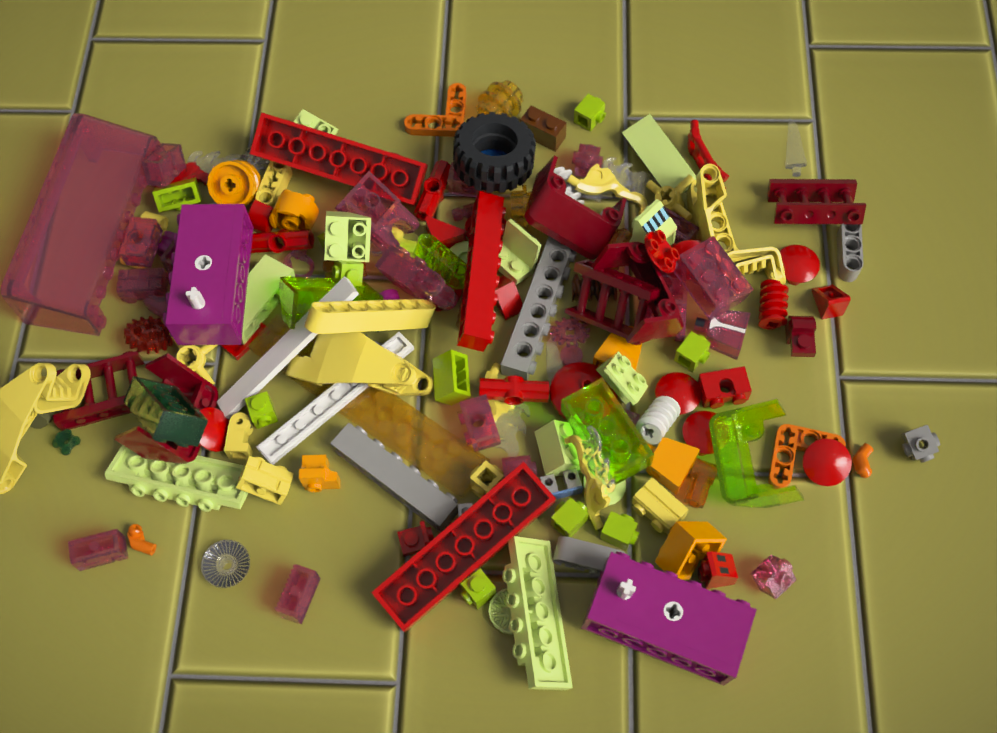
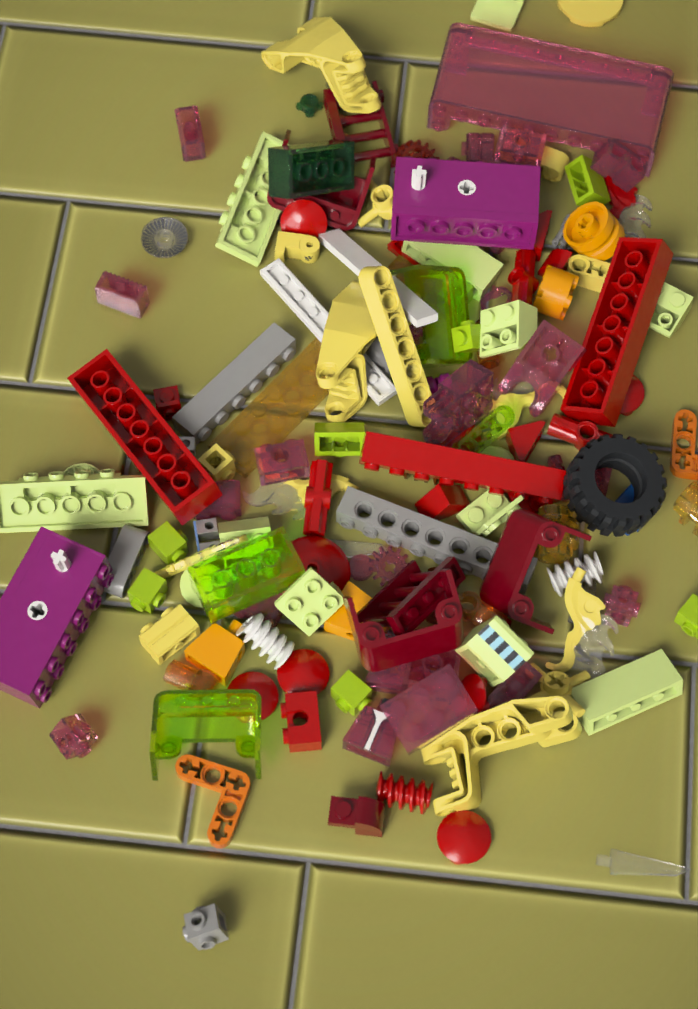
camera: 90 degrees right, 0 degrees up
(137, 540) = (198, 168): orange arm -> none
(261, 410) = (321, 265): lime brick -> none
(265, 480) = (241, 265): light yellow brick -> none
(316, 474) = (246, 314): light orange brick -> none
(477, 589) = (104, 451): lime brick -> none
(547, 129) = (671, 559): reddish brown brick -> none
(660, 251) = (447, 636): red dish -> none
(687, 545) = (118, 652): light orange brick -> none
(699, 151) = (642, 734): red piece -> none
(717, 570) = (87, 678): red slope -> none
(815, 190) = (566, 868): dark red fence -> none
(827, 462) = (197, 818): red dish -> none
(830, 301) = (409, 863): red slope -> none
(849, 258) = (490, 895): light grey beam -> none
(860, 461) = (197, 860): orange arm -> none

